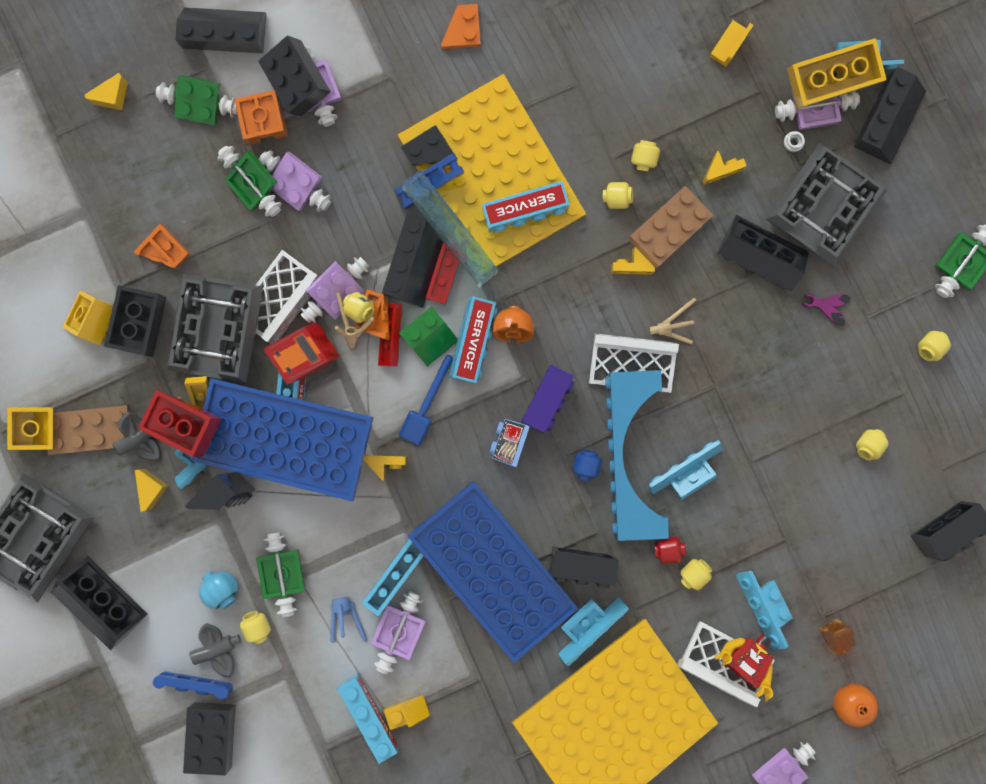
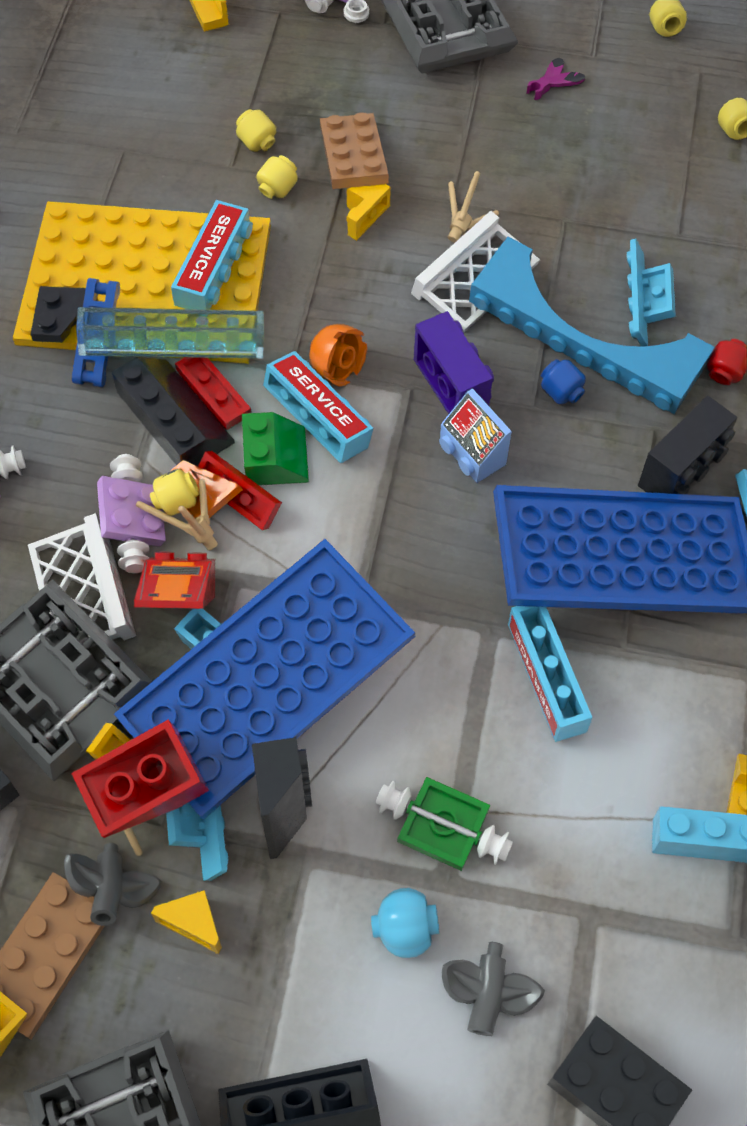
camera: 55 degrees left, 25 degrees down
(201, 685) = (531, 1045): blue plate -> none
(255, 627) = (495, 906): light yellow head -> none
(340, 608) = (547, 773): medium blue plant -> none
(379, 463) = (396, 588): yellow slope -> none
(398, 632) = (630, 724): lavender plate -> none
(416, 423) = (370, 532): blue piece -> none
(718, 170) = (329, 80): yellow slope -> none
(764, 253) = (453, 94): black slope -> none

